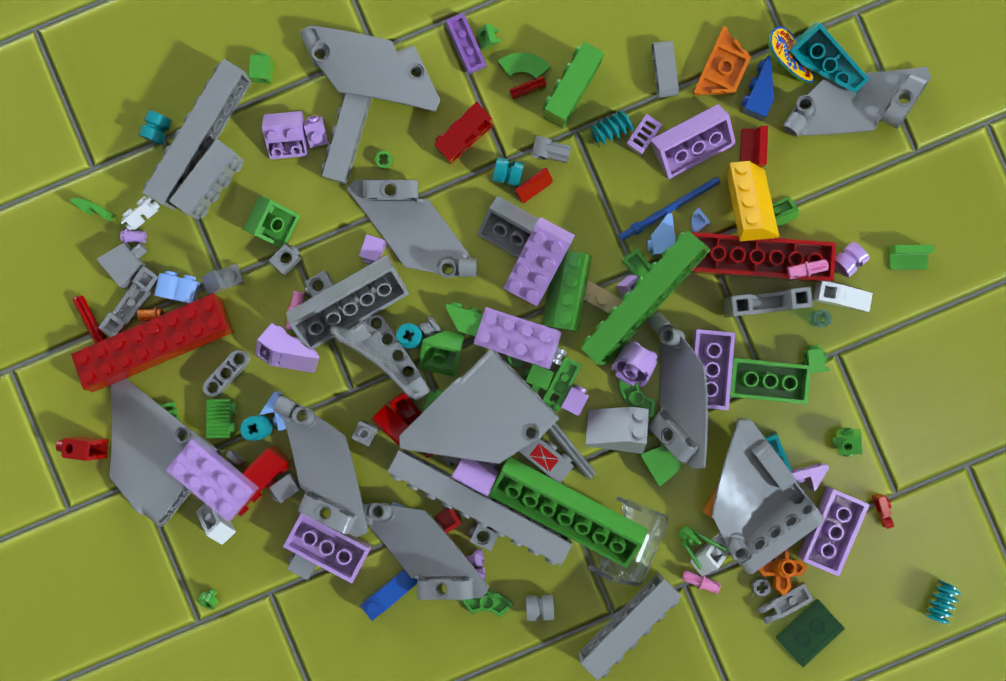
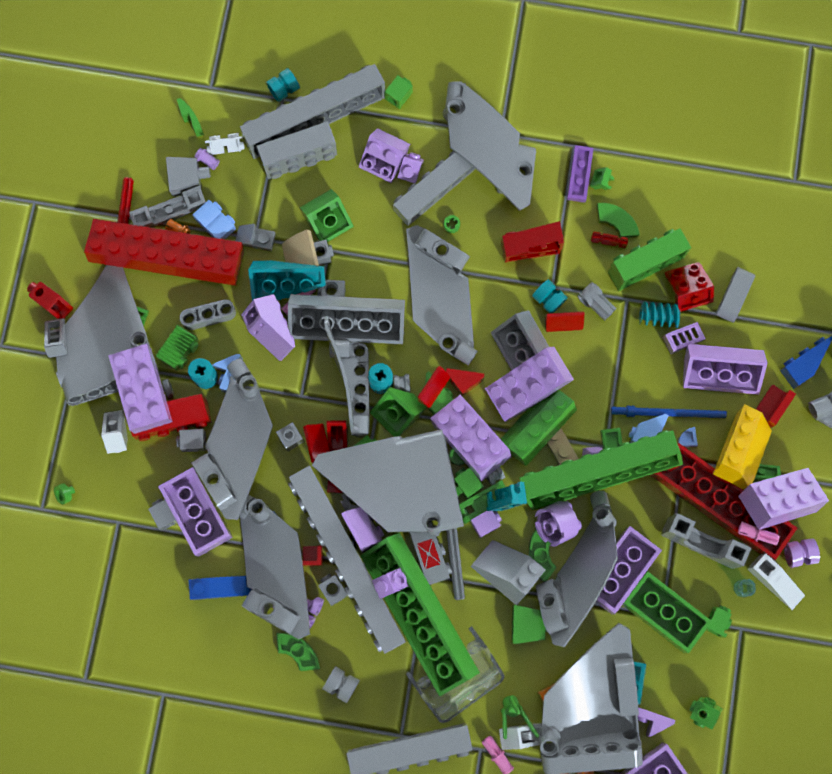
camera: 25 degrees right, 10 degrees down
(115, 481) = (55, 340): none -> light grey slope
(270, 270) = (300, 249): none -> tan slope
(270, 302) = (284, 278): none -> teal wedge
(372, 249) = (395, 288): lavender brick -> none
(459, 315) = (433, 387): none -> red slope
(481, 291) = (464, 380): none -> red slope
(529, 506) = (390, 583): none -> lavender brick
(580, 370) = (507, 497): none -> teal hinge
(622, 85) = (690, 286): none -> red bracket
(724, 67) = (786, 323): orange wing -> none
(810, 225) = (783, 498): none -> lavender brick

